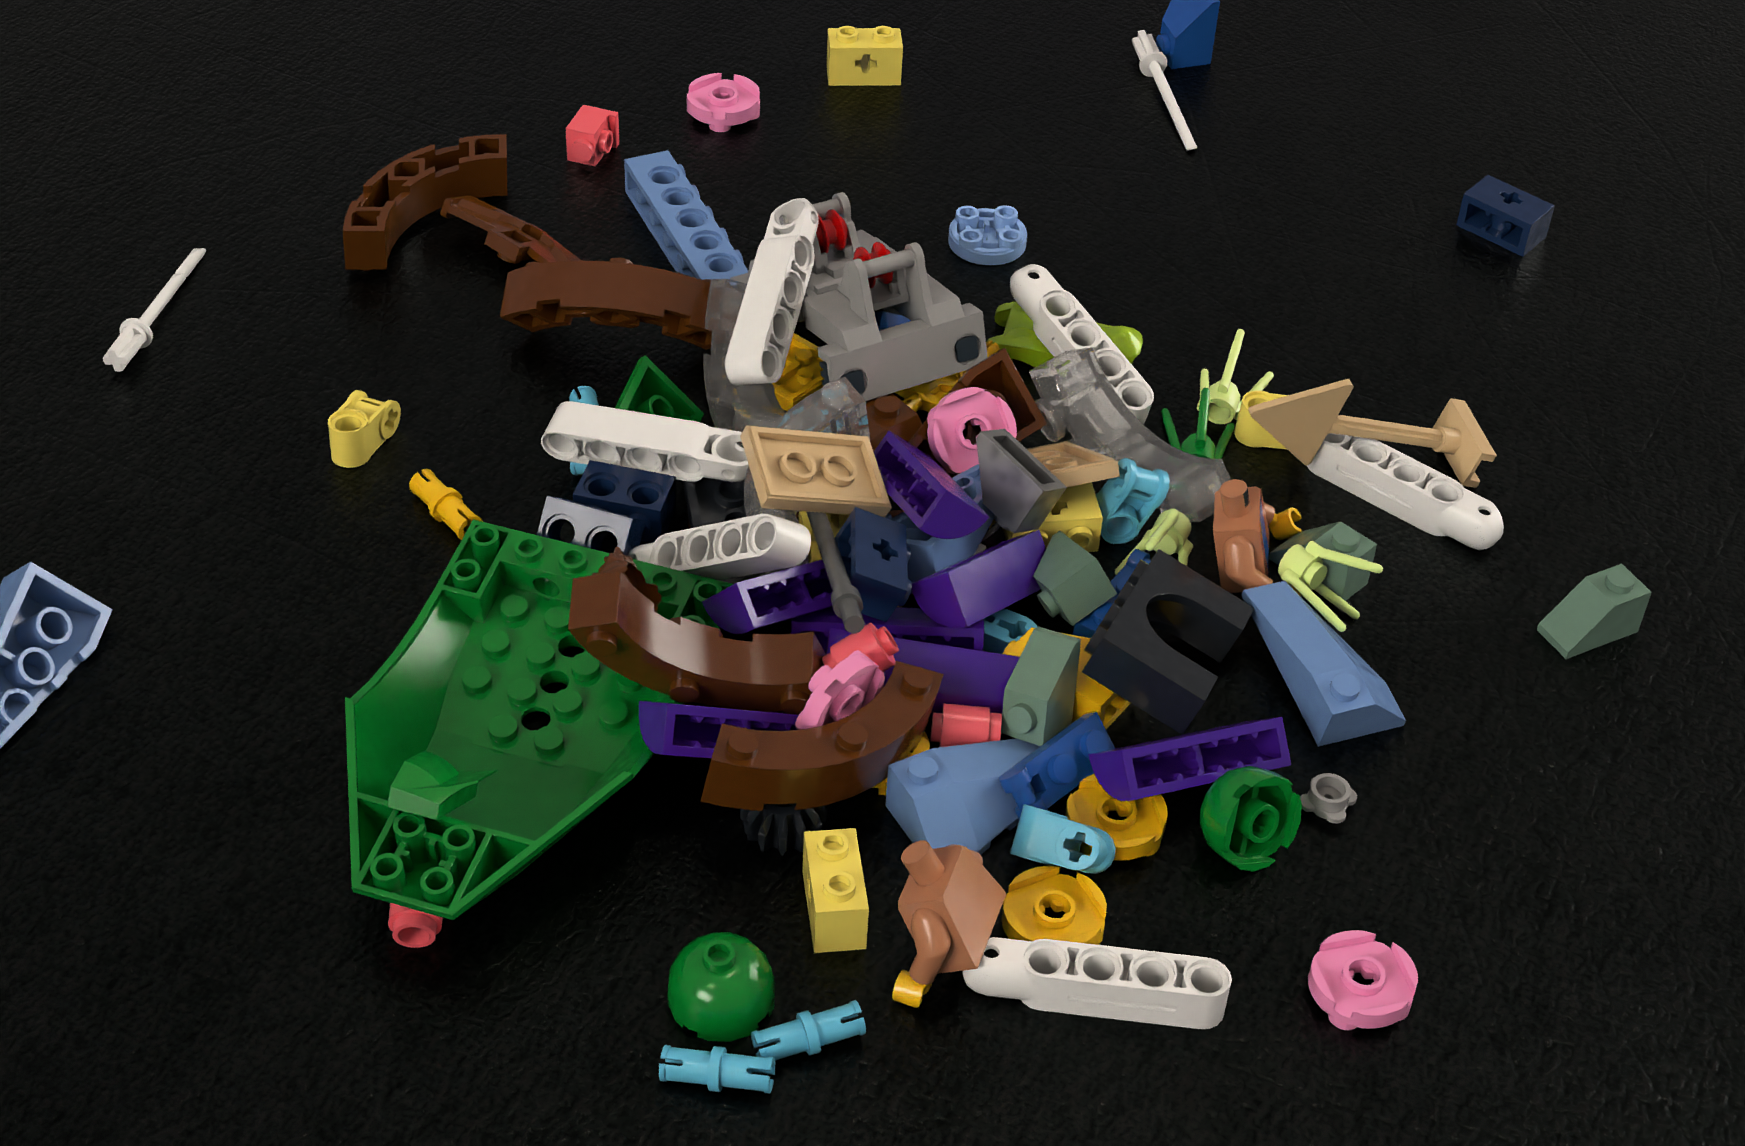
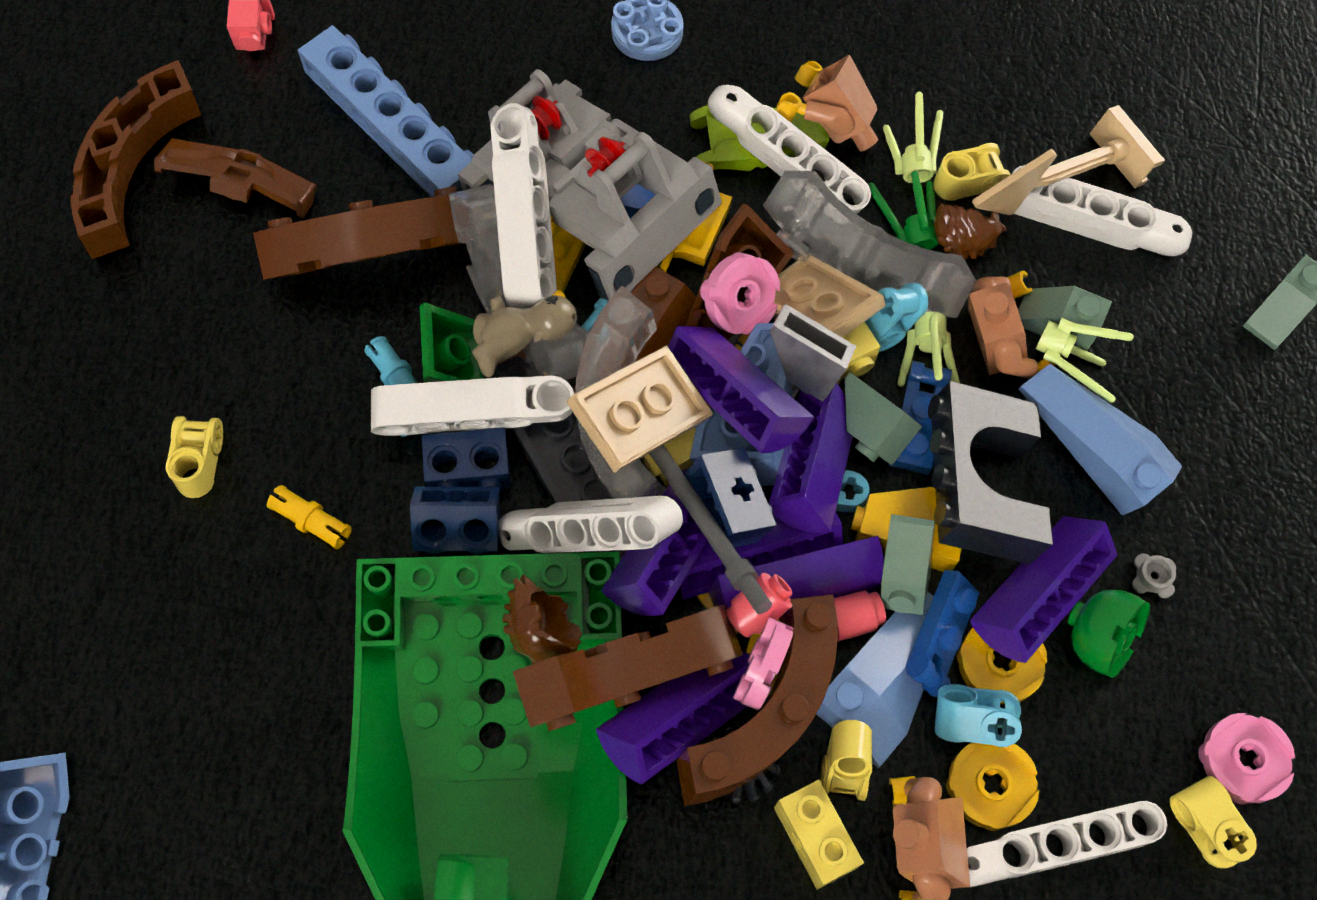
camera: 20 degrees left, 25 degrees up
(717, 390) = (512, 328): none -> dark tan animal
(891, 834) = (848, 759): none -> light yellow piece
(1154, 323) = (835, 100): none -> nougat torso
(1249, 456) = (966, 231): none -> reddish brown hair
(1291, 1021) = (1211, 819): none -> light yellow piece

